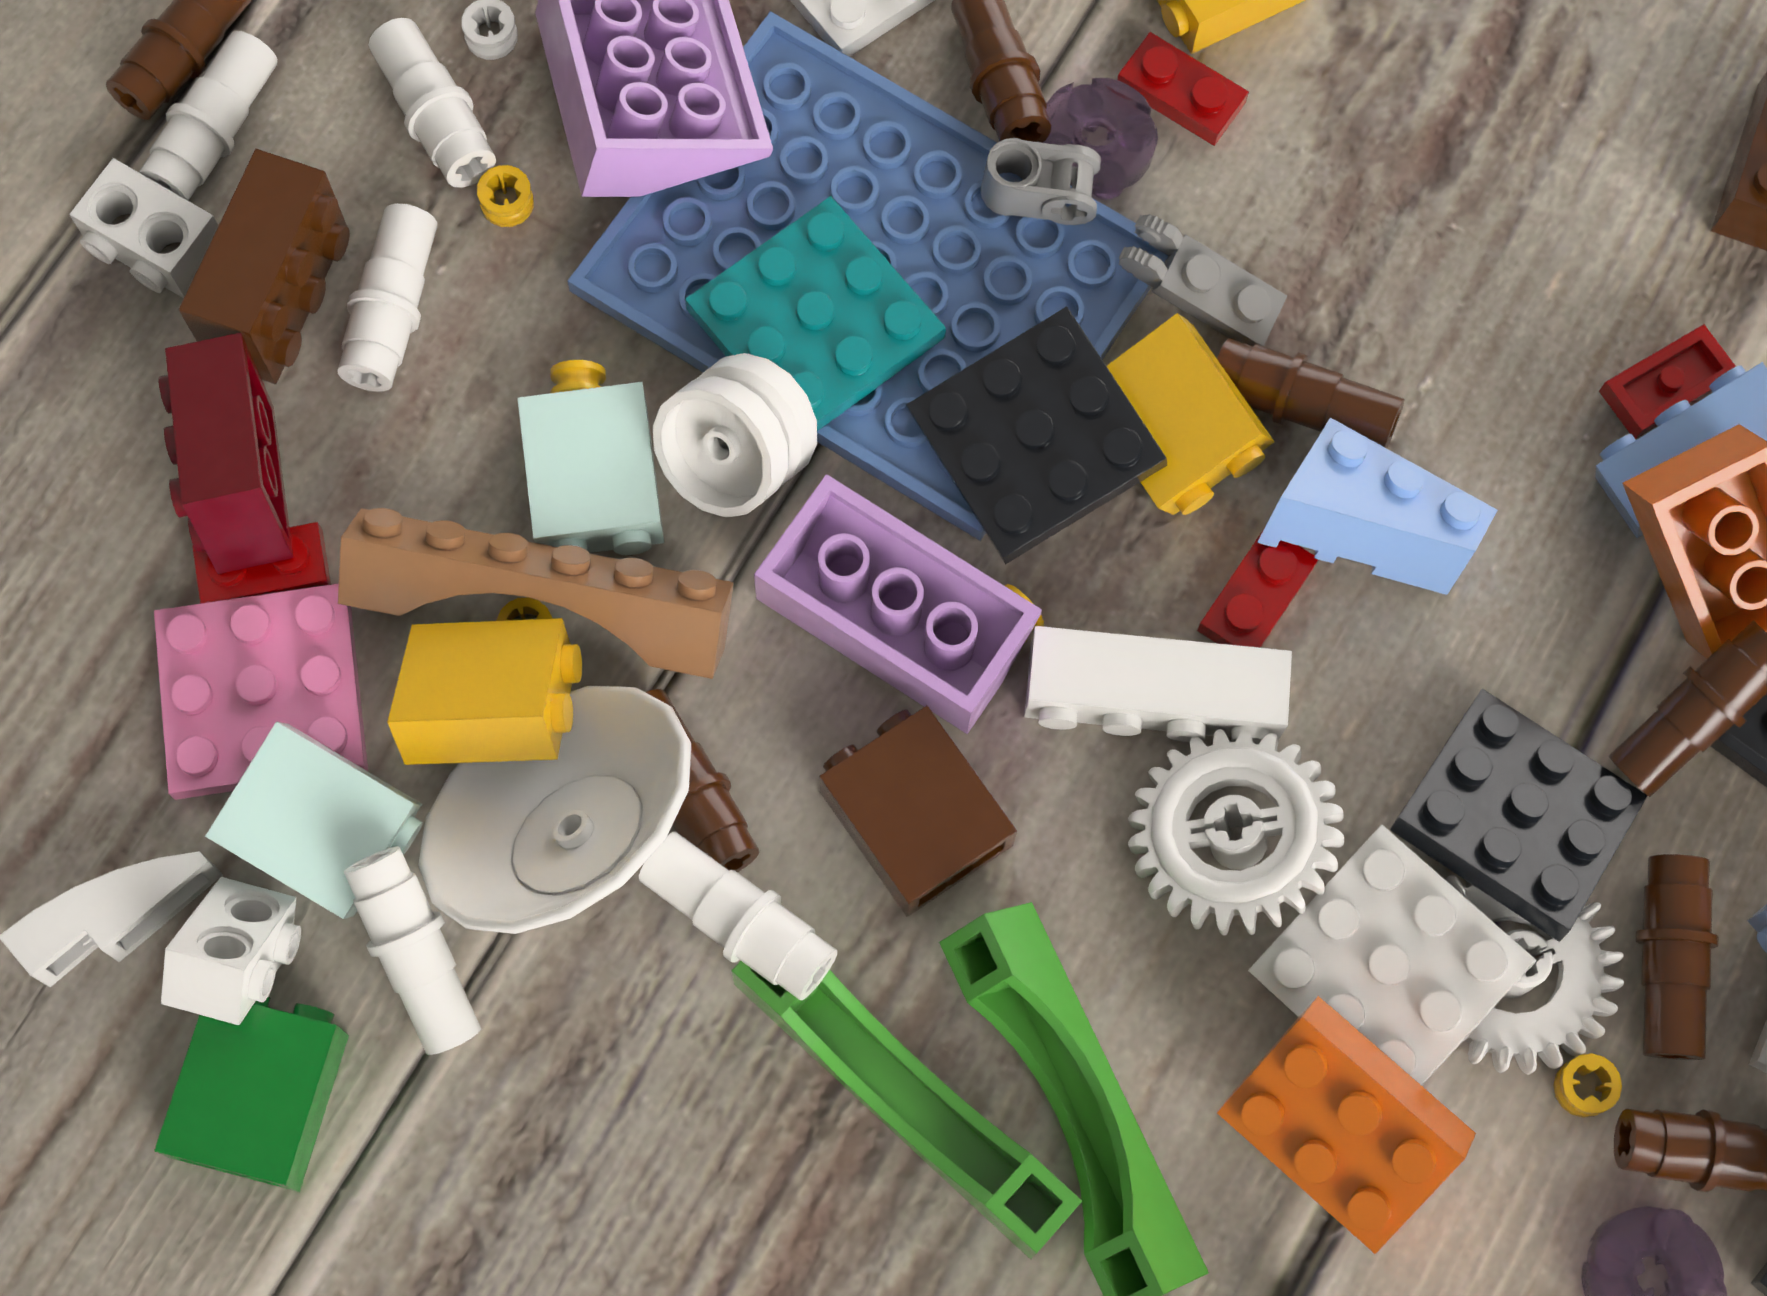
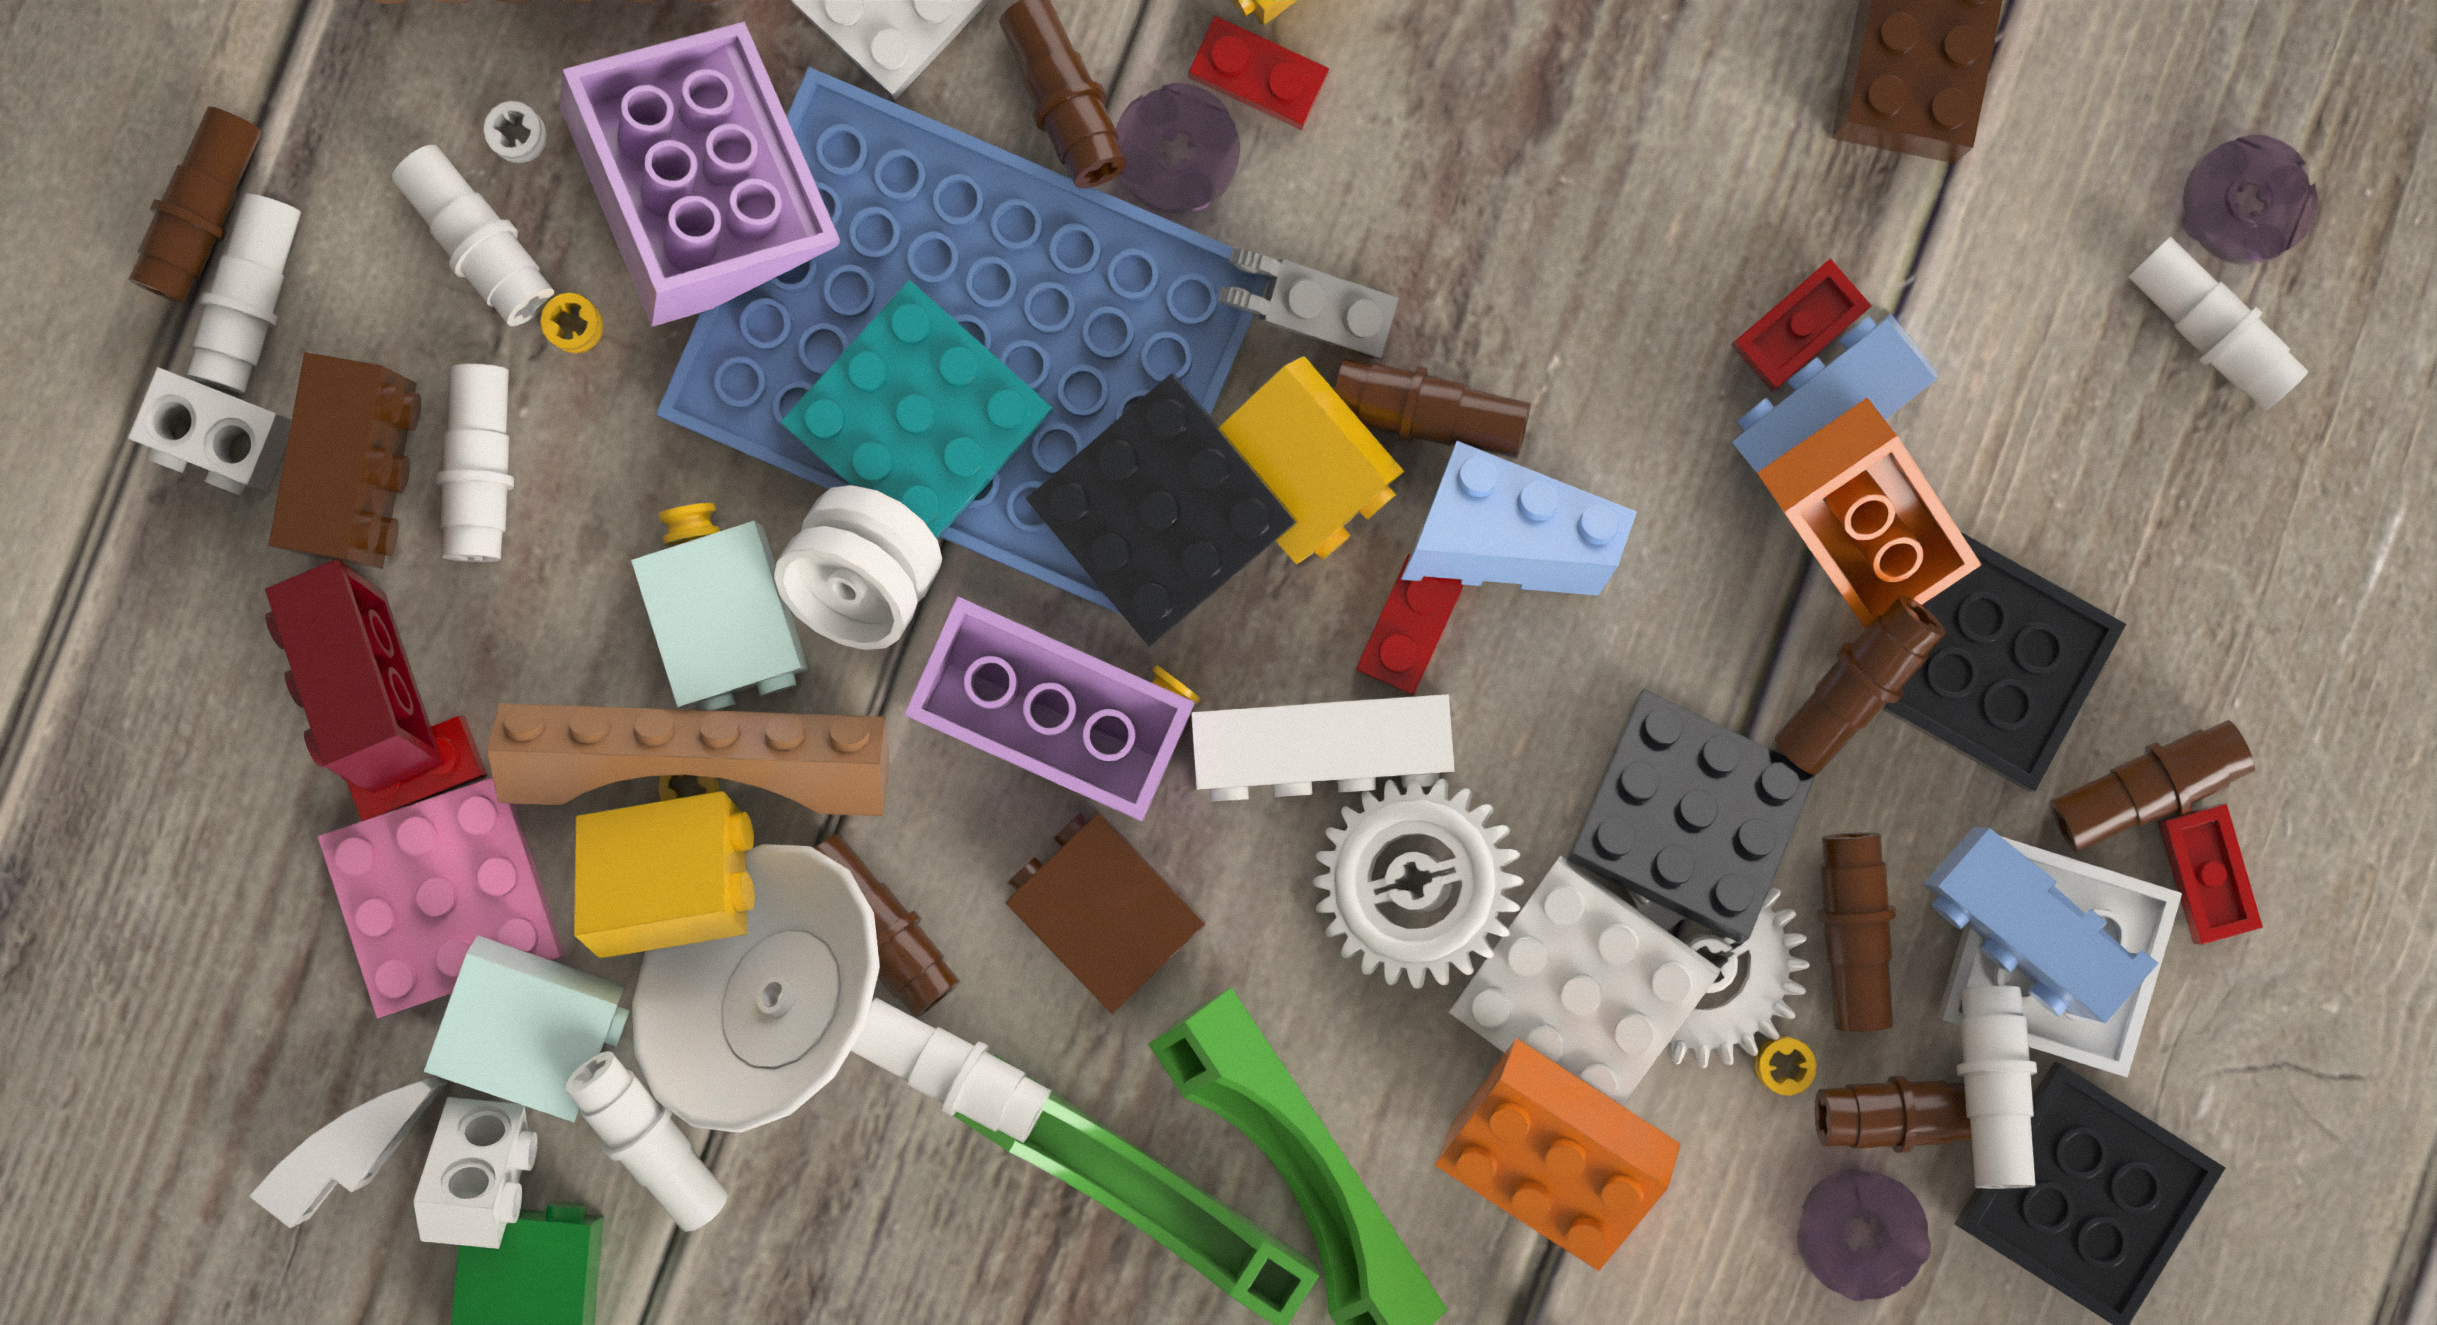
camera: 10 degrees left, 15 degrees up
(1045, 181) = (1131, 225): light grey piece -> none

